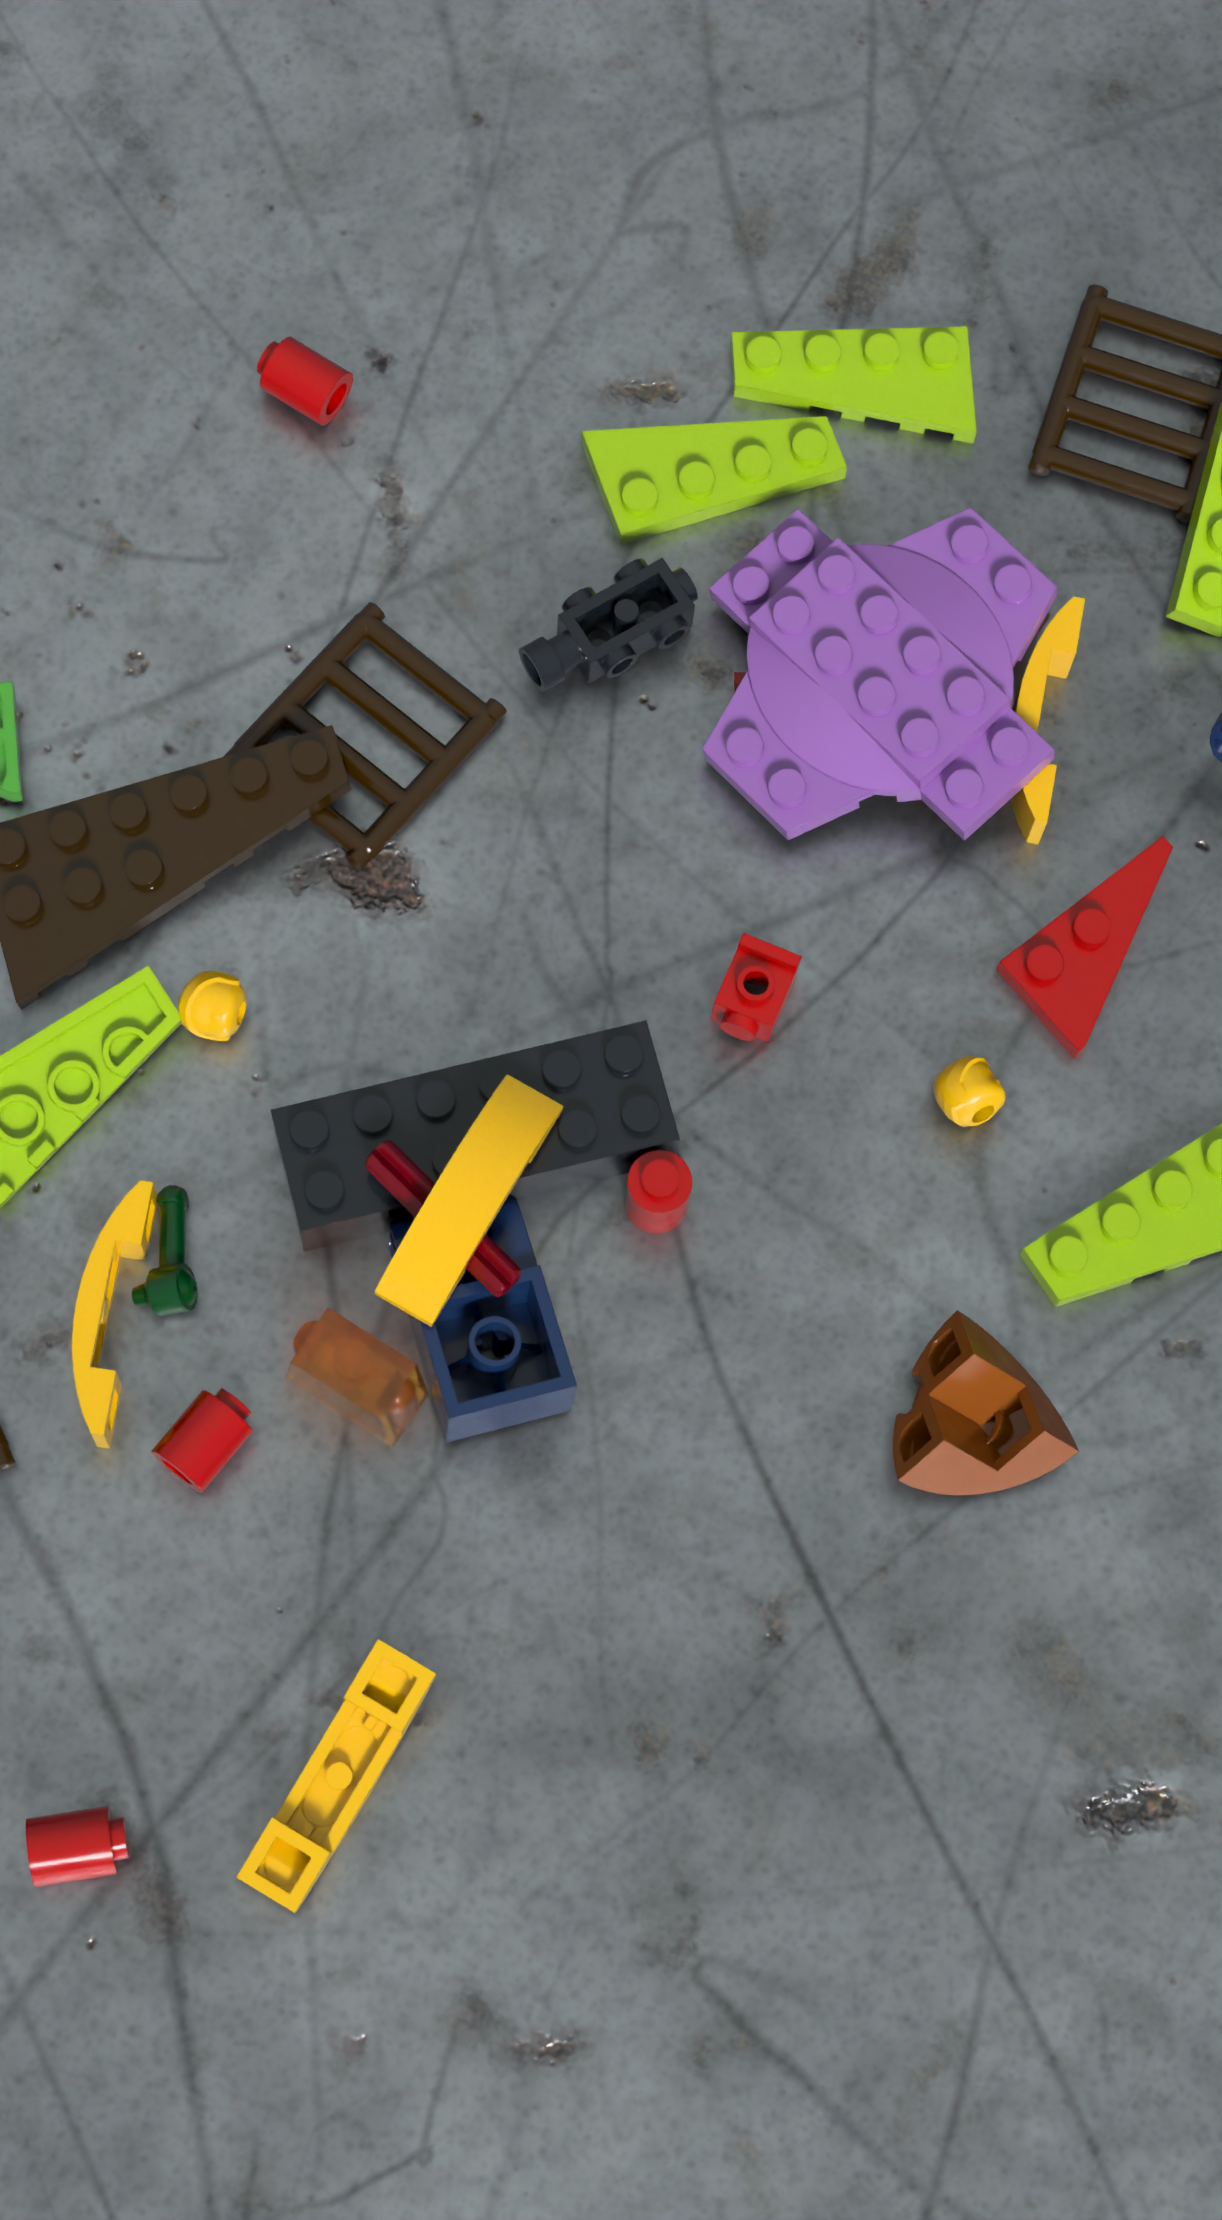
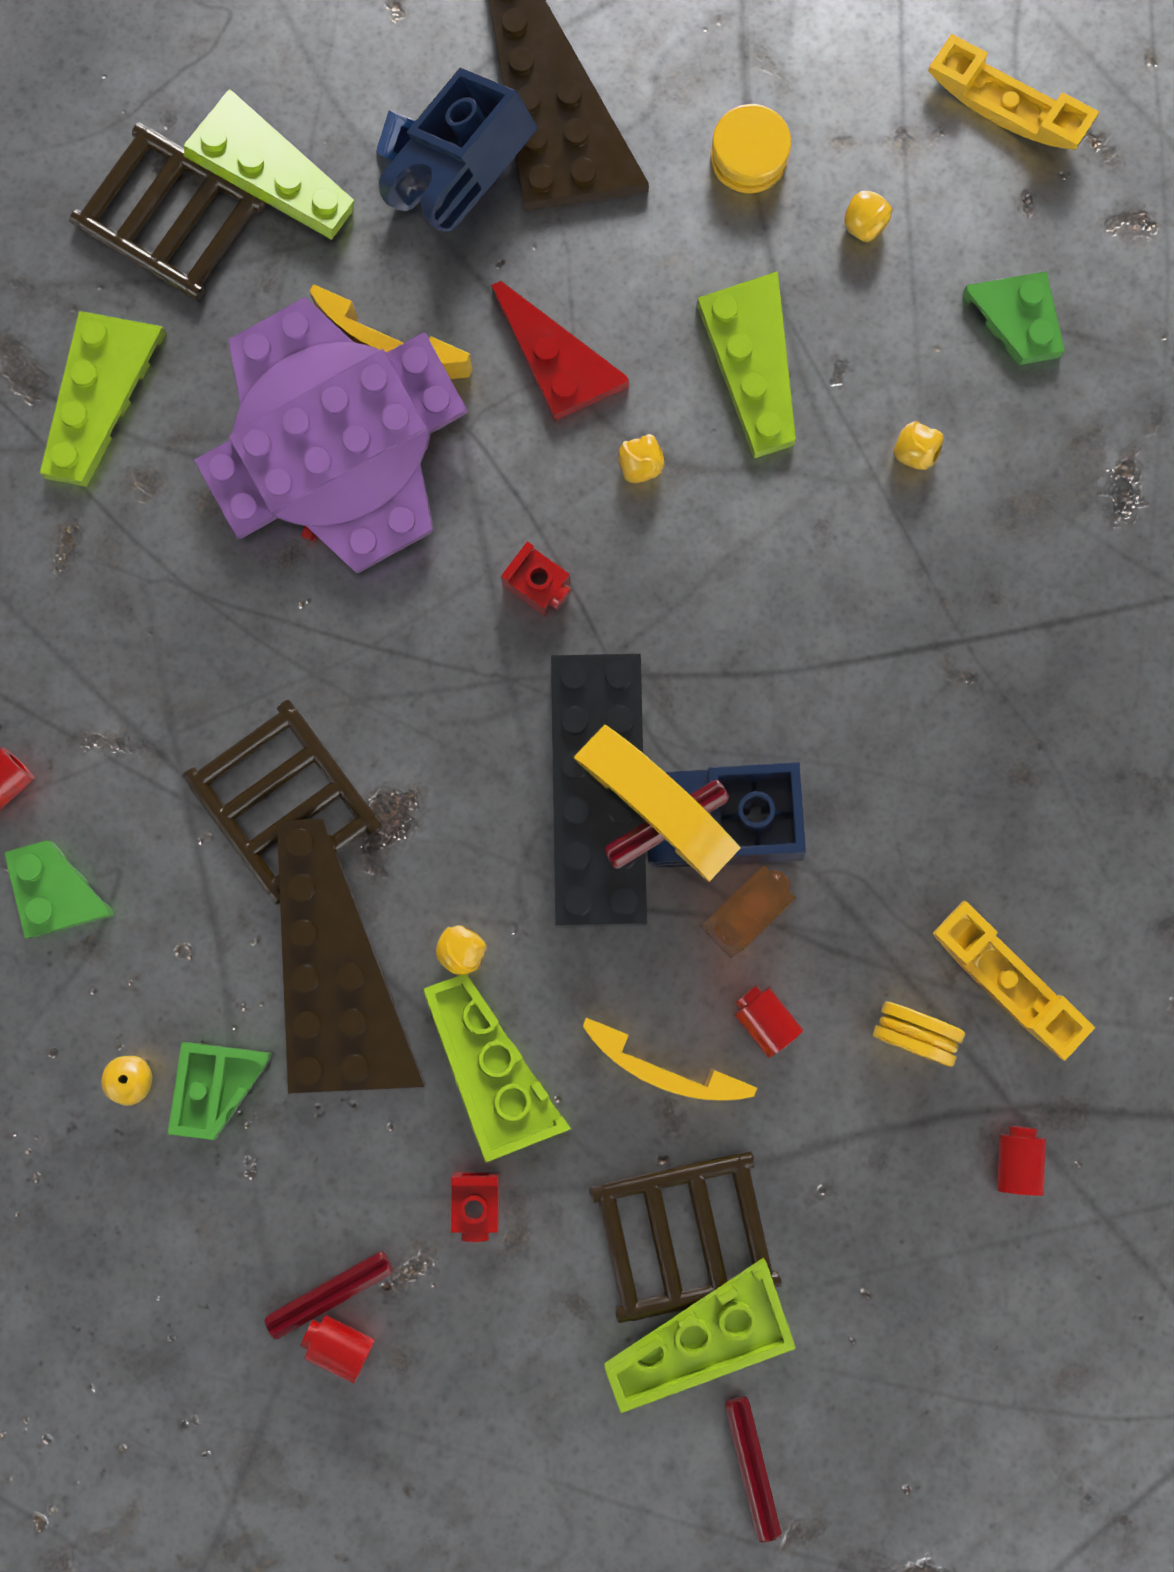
camera: 70 degrees left, 10 degrees up
(172, 1285) = (654, 1019): dark green piece -> none
(178, 481) = (51, 891): none -> bright green wing
(227, 1649) = (919, 1034): none -> yellow head
(616, 619) = (244, 605): black brick -> none
(658, 1191) = (666, 678): red brick -> none
(700, 471) = (139, 525): lime wing -> none
(976, 1418) = (863, 513): dark orange brick -> none
(1099, 1477) = (918, 446): none -> yellow piece

